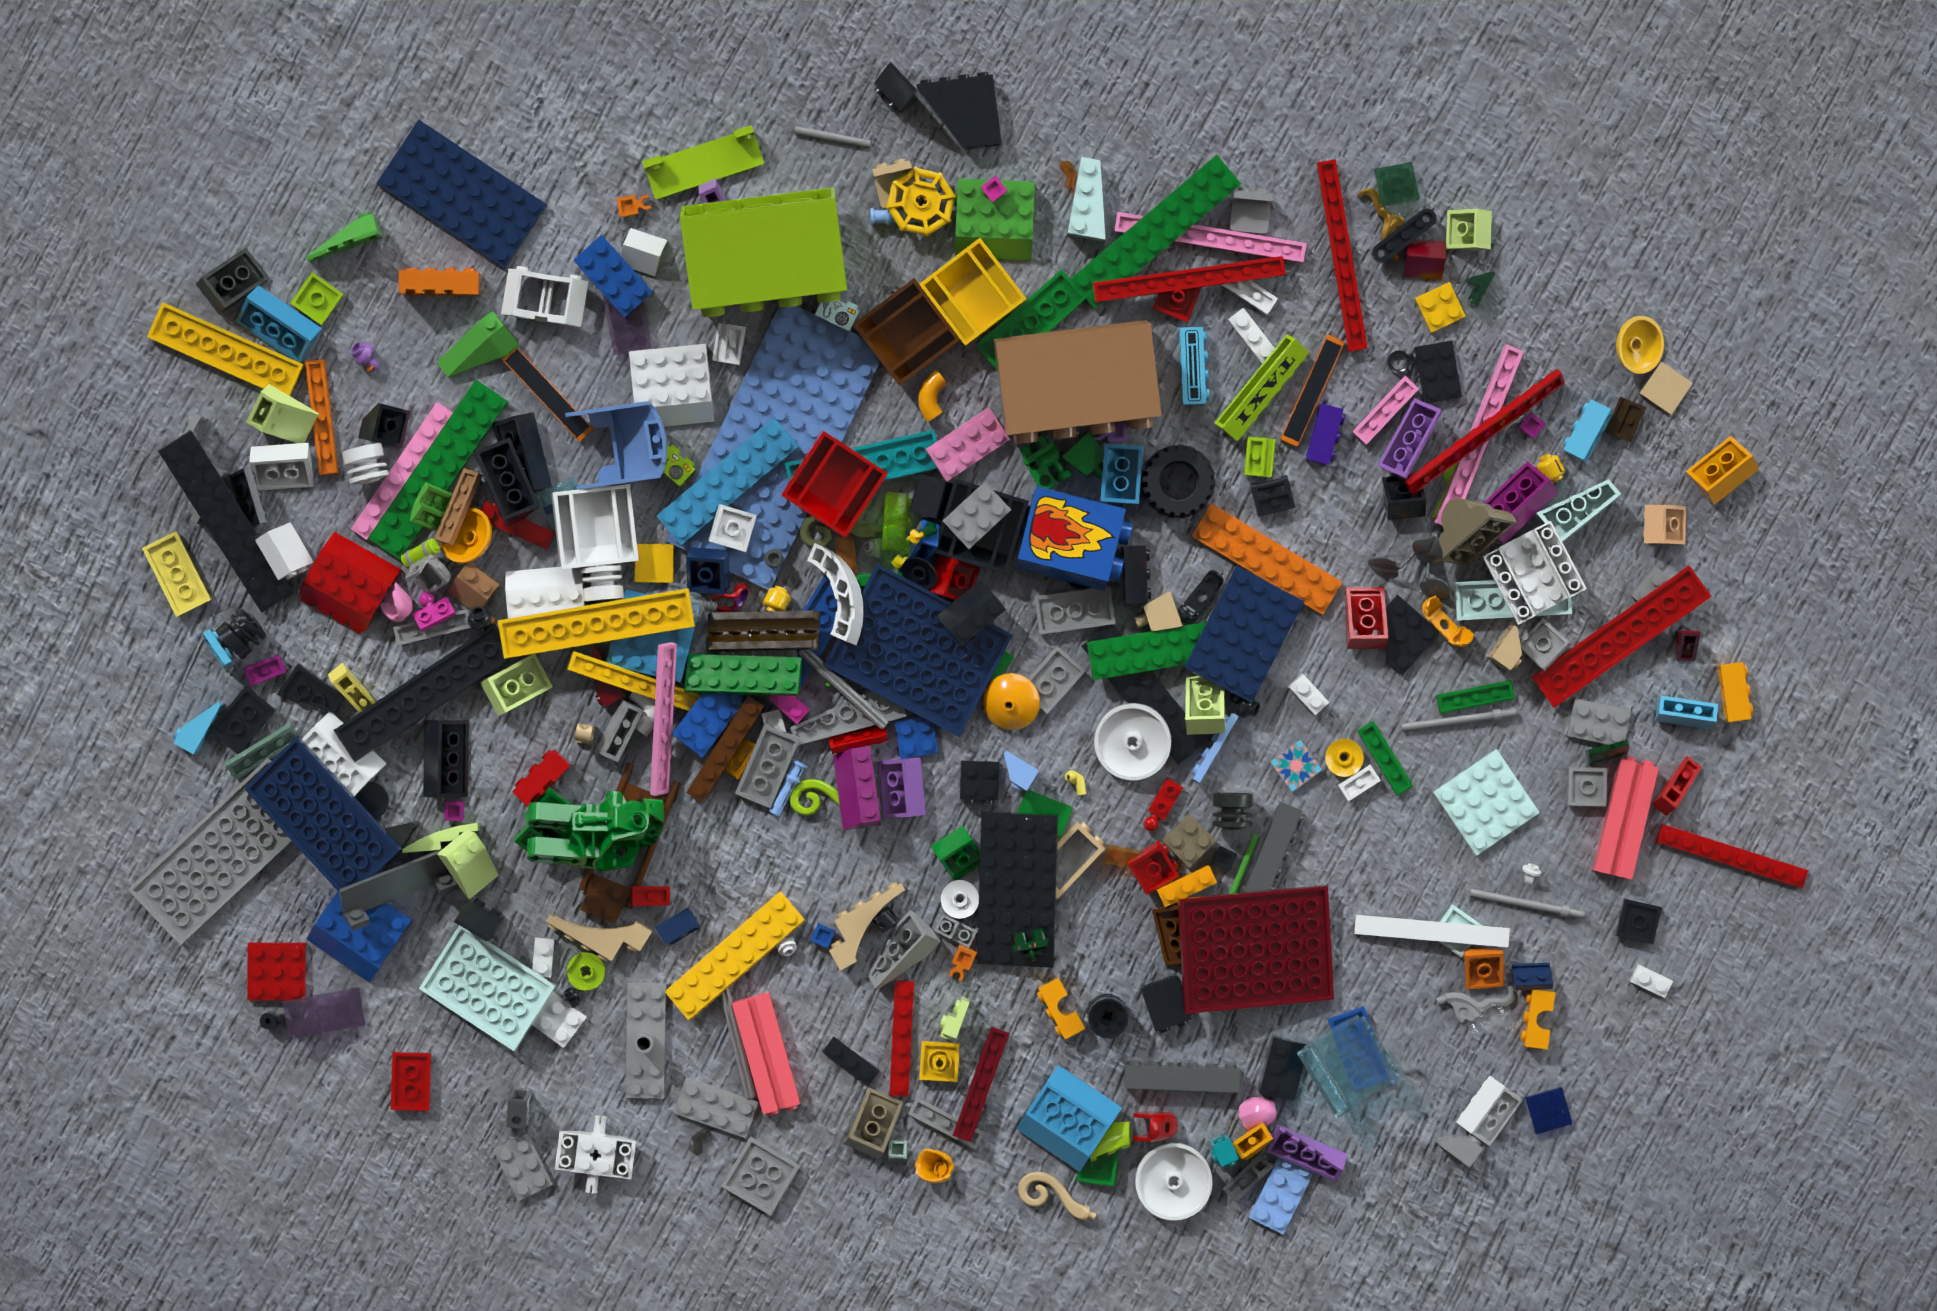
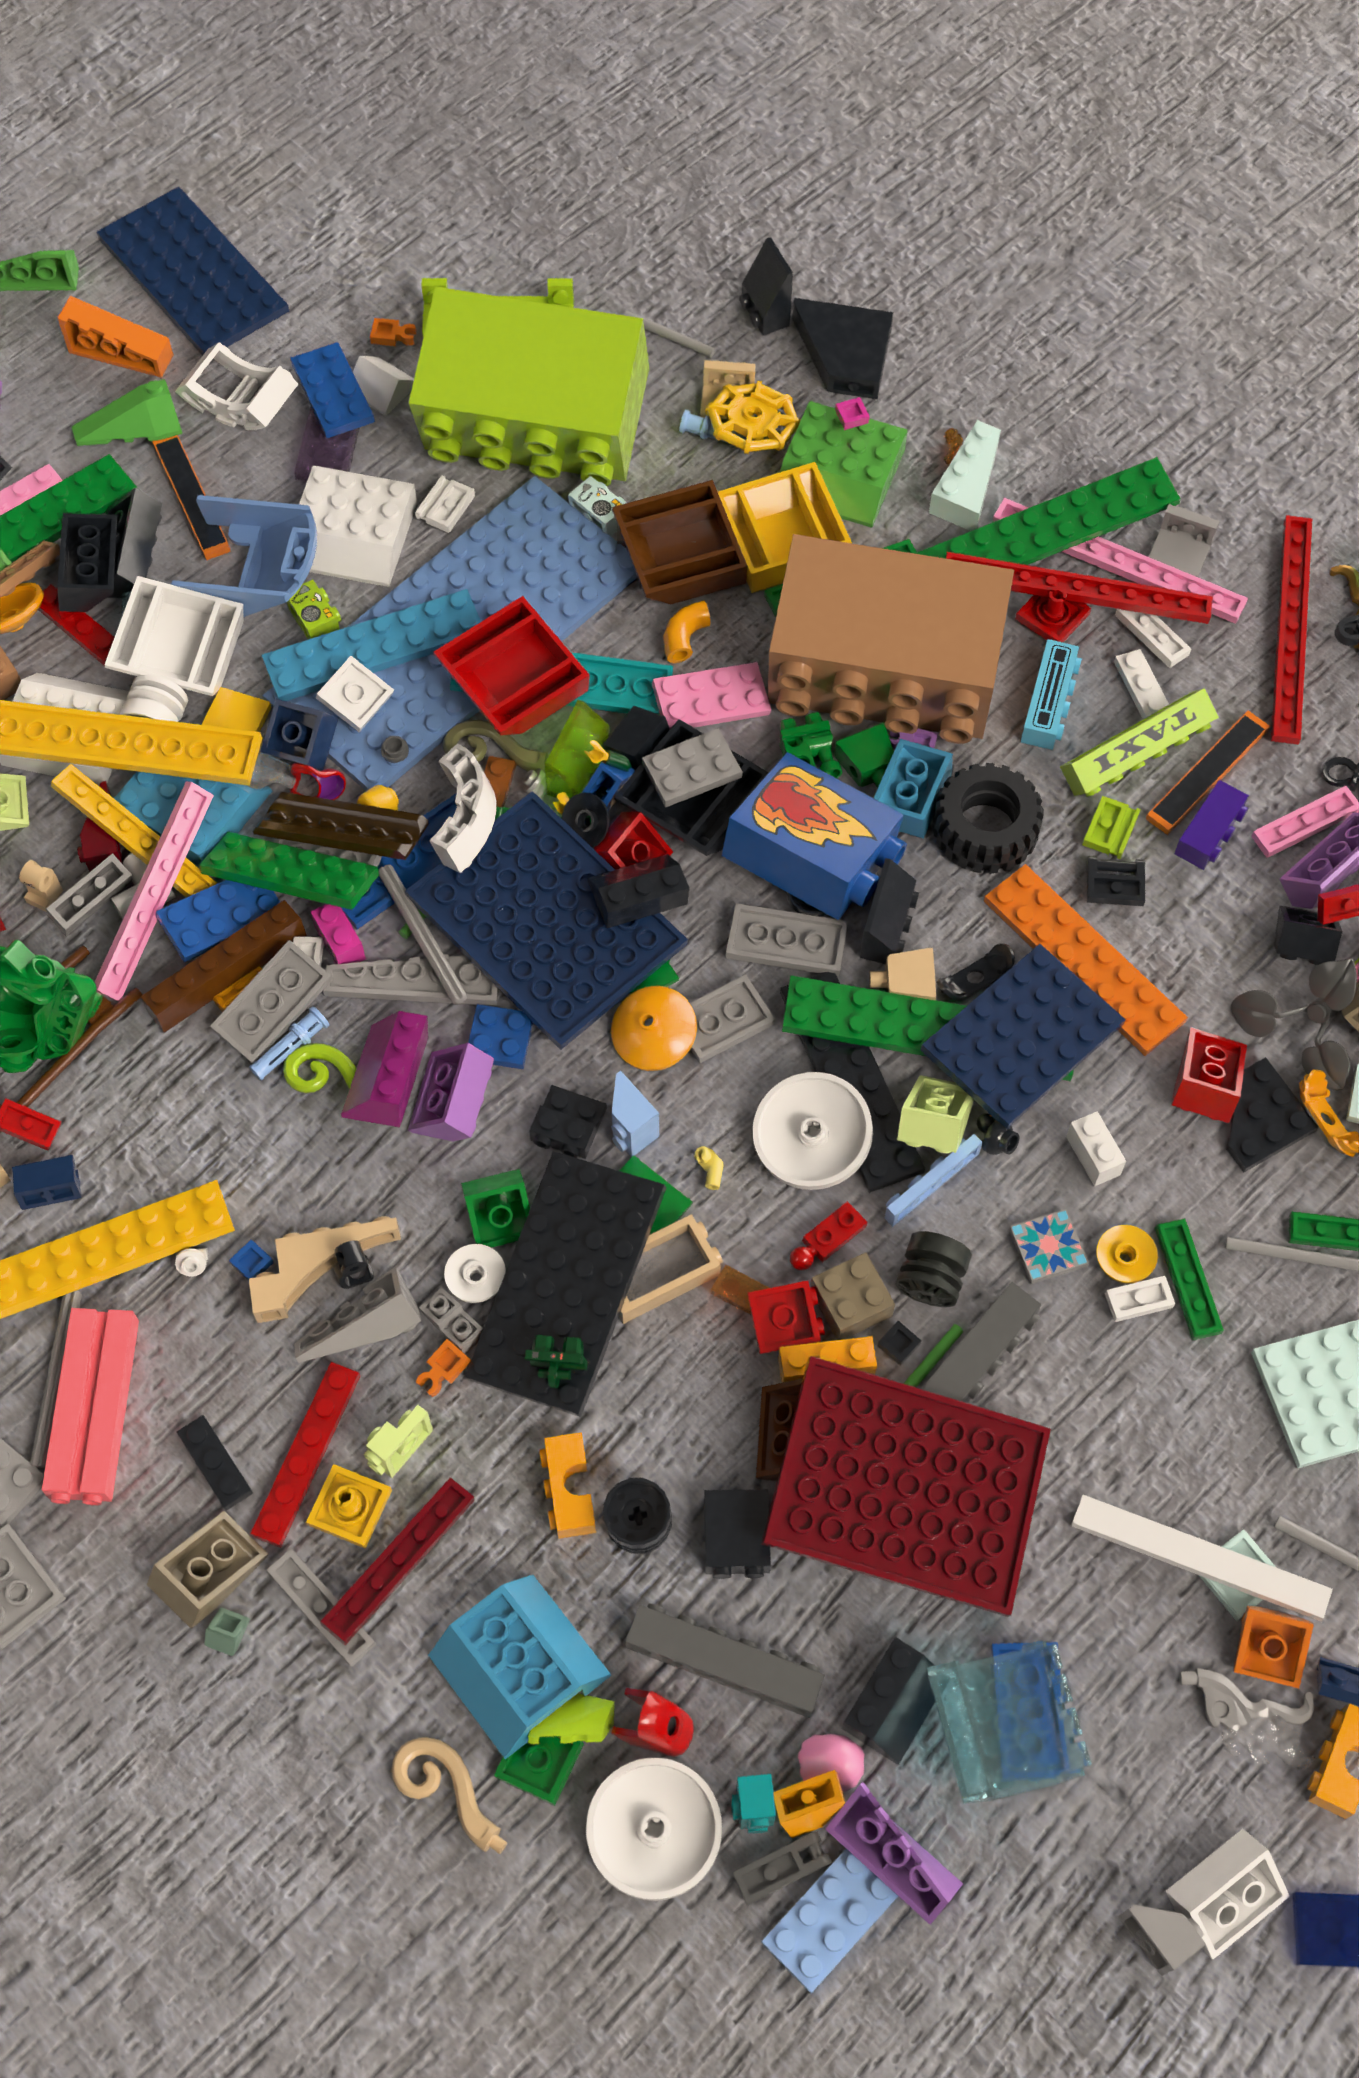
camera: 15 degrees right, 25 degrees down
(857, 739) = (441, 1013): red plate -> none
(934, 1166) = (273, 1666): light orange hair -> none

